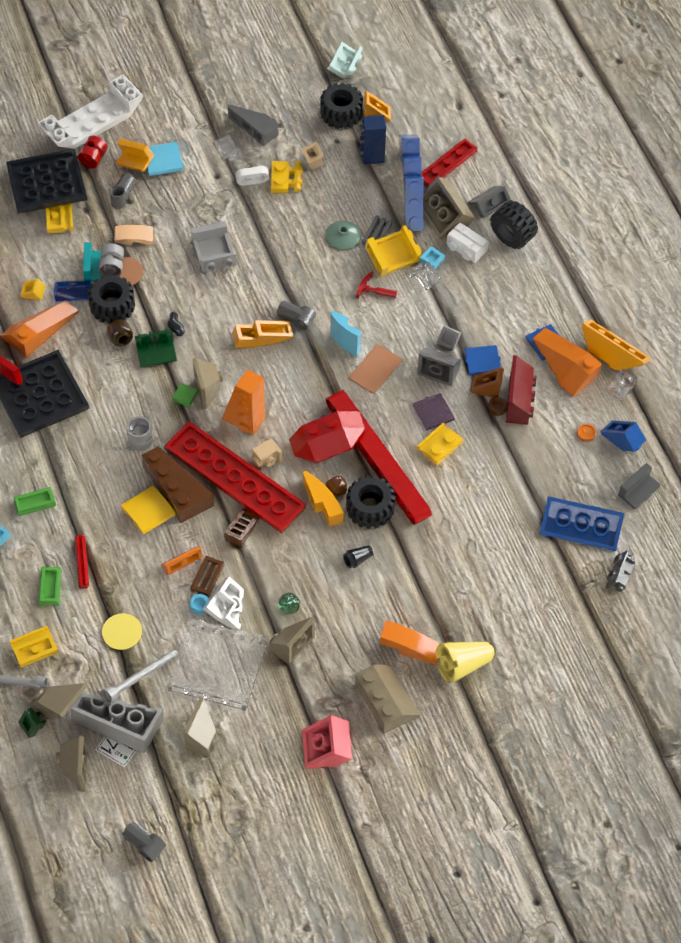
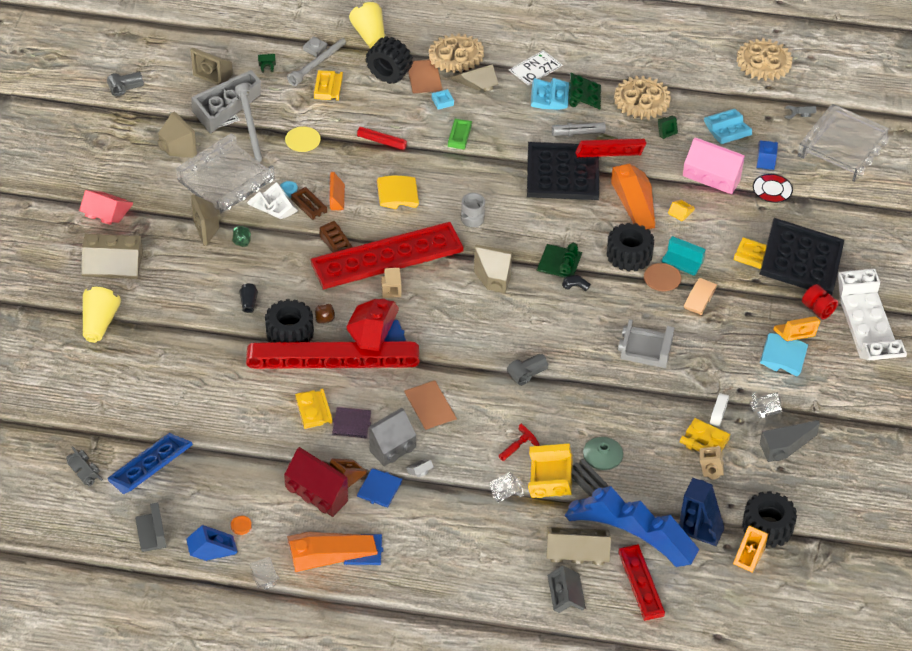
camera: 120 degrees right, 10 degrees down
(50, 586) = (375, 115): bright green tile -> none
(56, 700) = (270, 73): dark tan slope -> none
(71, 290) = (663, 233): clear blue slope -> none
(111, 260) = (672, 261): light grey wheel -> none
(120, 332) = (590, 240): dark brown head -> none
(121, 190) = (756, 304): dark grey piece -> none
(176, 485) = (407, 212): reddish brown wedge -> none
(247, 403) = (440, 271): orange wedge -> none
(261, 333) = (523, 334): light orange slope -> none
(323, 499) = (323, 295): light orange slope -> none
(344, 60) = (838, 556): light aqua bracket -> none
(344, 334) = (474, 381): medium azure slope -> none
(409, 642) = (143, 291): orange slope -> none
(433, 256) = (523, 503): medium azure plate -> none
(467, 243) = (522, 539): white brick -> none
(514, 224) = (509, 575): black tyre -> none
(611, 348) = (310, 591): light orange wedge -> none

